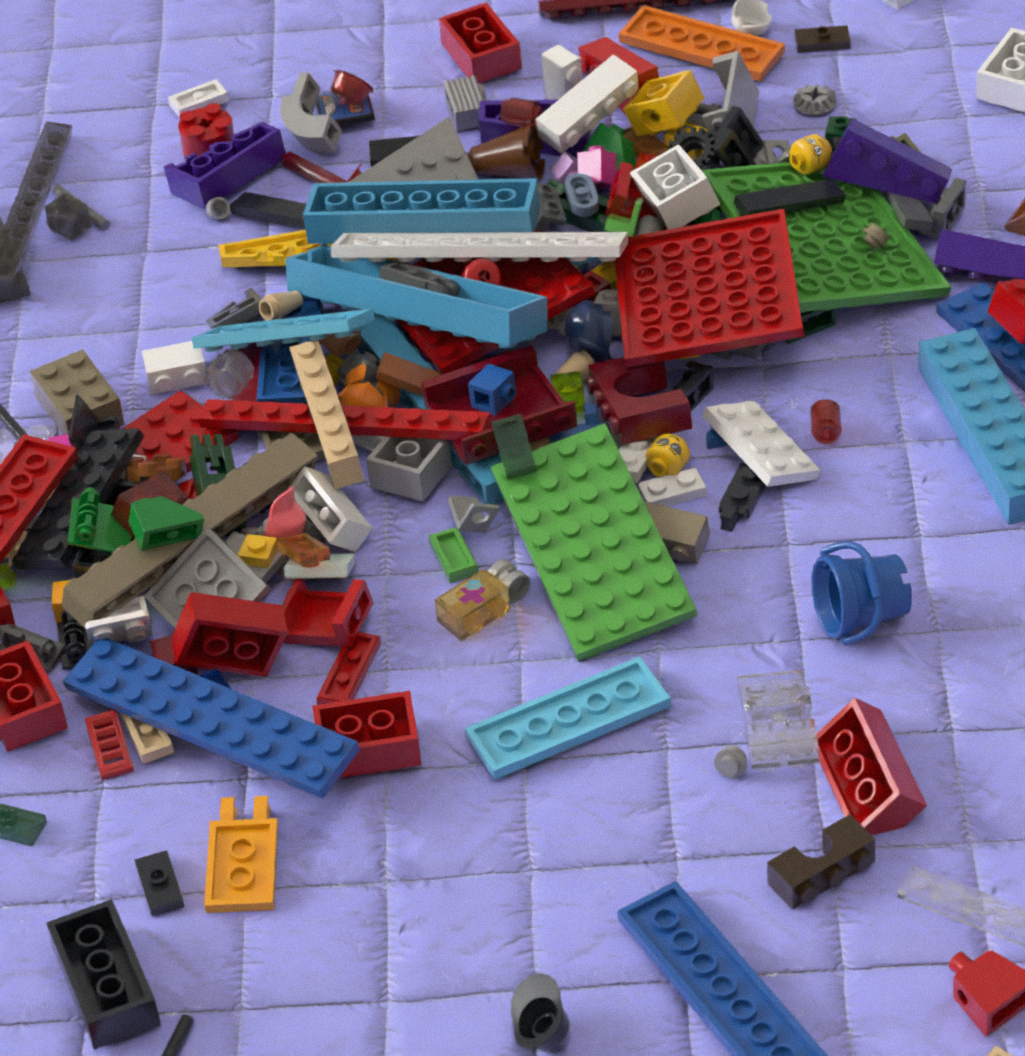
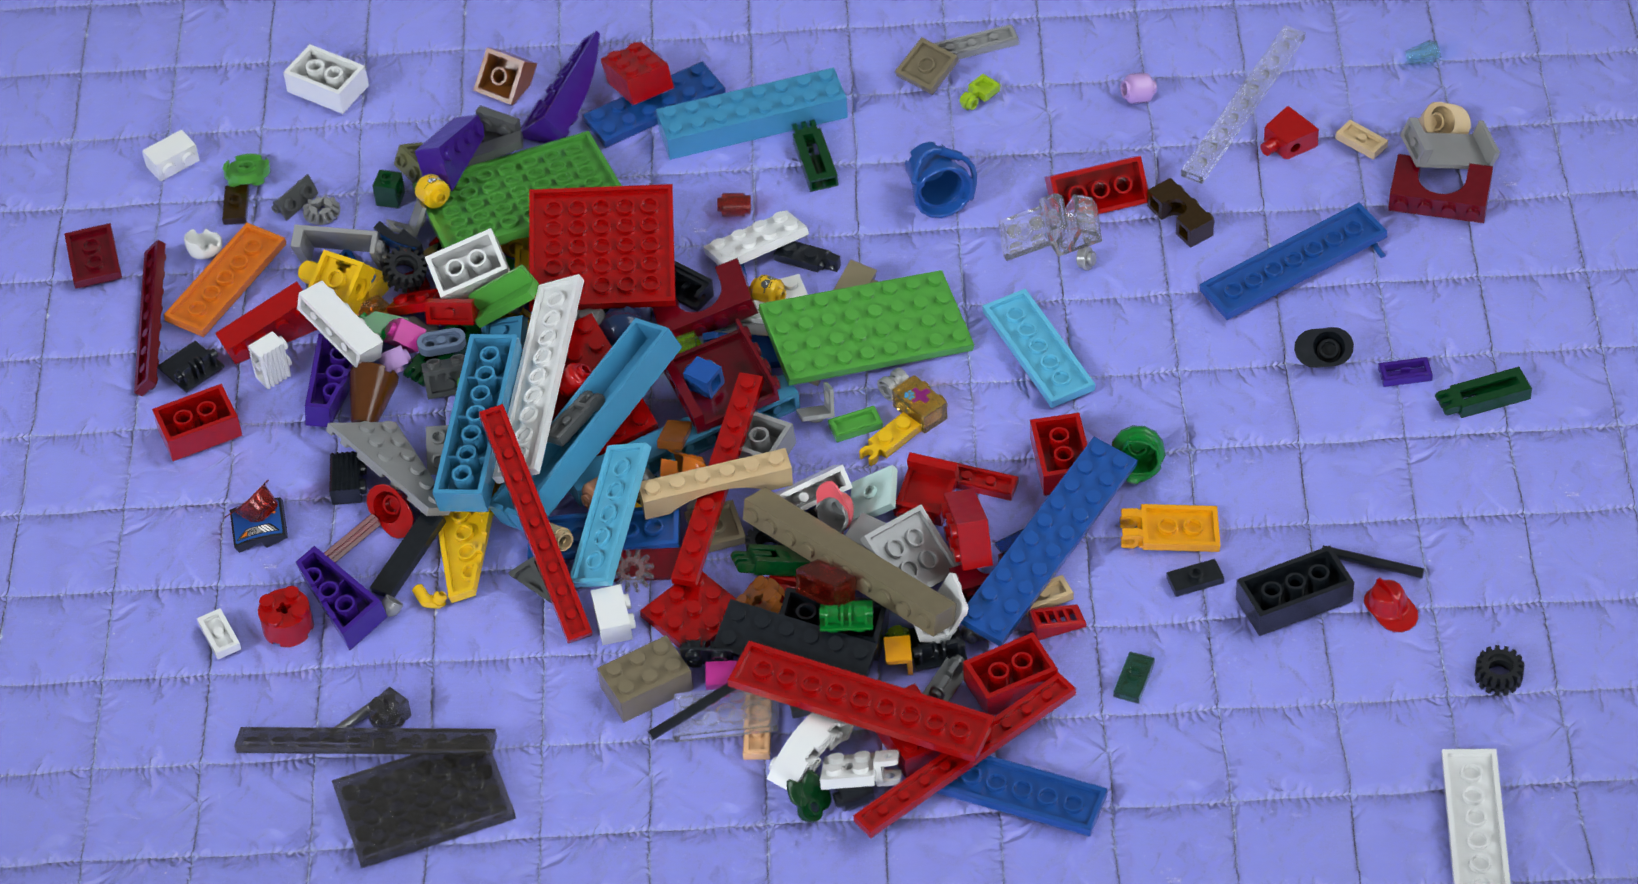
camera: 90 degrees left, 5 degrees up
(163, 522) = (868, 557): green slope -> none
(225, 234) = (426, 600): none -> yellow arm
(258, 550) = (864, 523): yellow plate -> none
(274, 265) = (535, 524): none -> red plate
(303, 549) = (874, 490): clear orange plate -> none
(312, 131) = (283, 548): light grey arch -> none
(360, 813) = (1145, 447): none -> green helmet
(419, 582) = (890, 438): none -> yellow plate
(463, 101) = (277, 434): light grey brick -> none
(514, 446) = (784, 354): clear green plate -> none
(520, 112) = (337, 371): clear red brick -> none
(571, 33) = (191, 366): none -> black hinge
(791, 198) = (488, 204): black tile -> none
(829, 74) = (295, 198): none -> dark grey hinge
(869, 35) = (246, 170): none -> bright green plate
(875, 236) = (540, 158): dark tan plate -> none
(923, 490) = (818, 168): none -> dark green hinge

